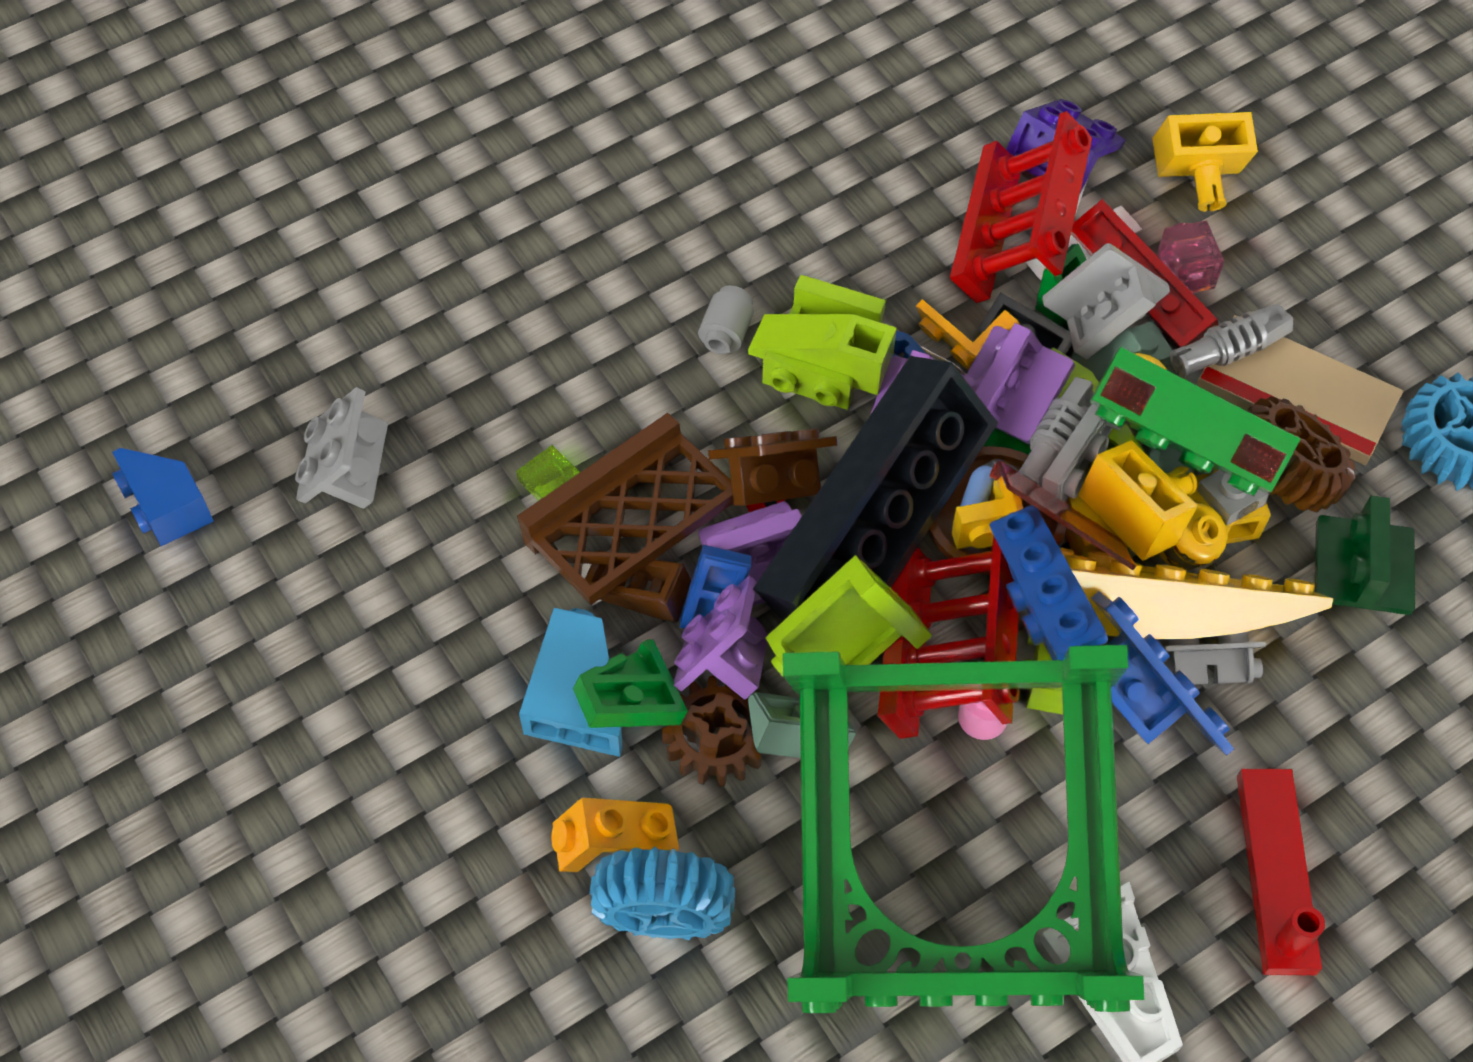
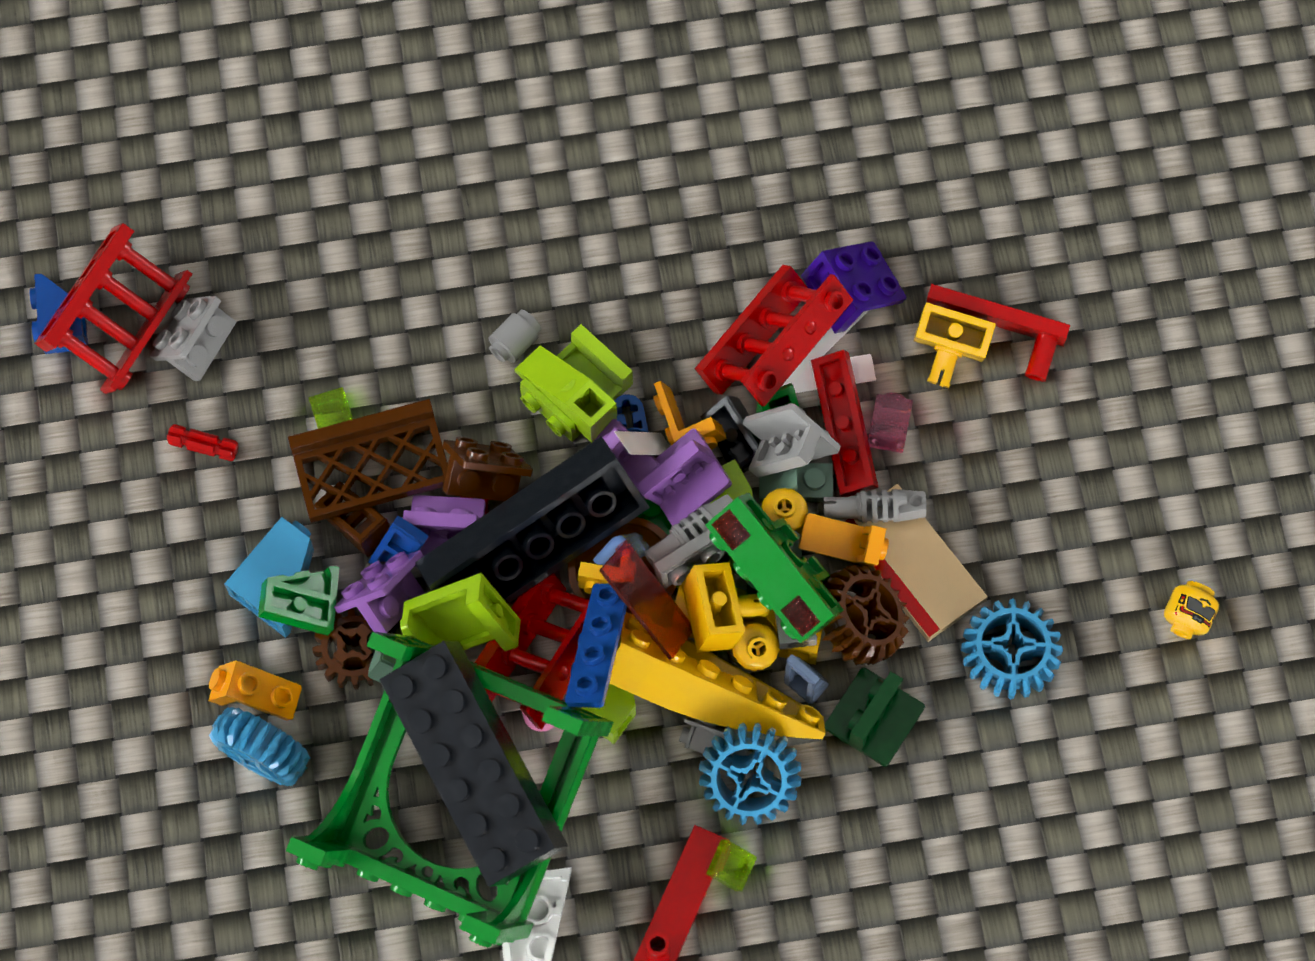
camera: 25 degrees right, 10 degrees up
(186, 460) = (77, 304): none -> red fence
(407, 569) = (202, 442): none -> red axle
(984, 779) = (473, 763): none -> black brick
(1148, 690) = (648, 739): blue bracket -> none
(1240, 383) = (843, 540): none -> light orange bracket
(1270, 115) = (1046, 331): none -> red piece
(1271, 547) = (804, 679): none -> sand blue slope
(1281, 715) = (738, 765): none -> dark azure gear
(1313, 798) = (731, 865): none -> clear neon green tile

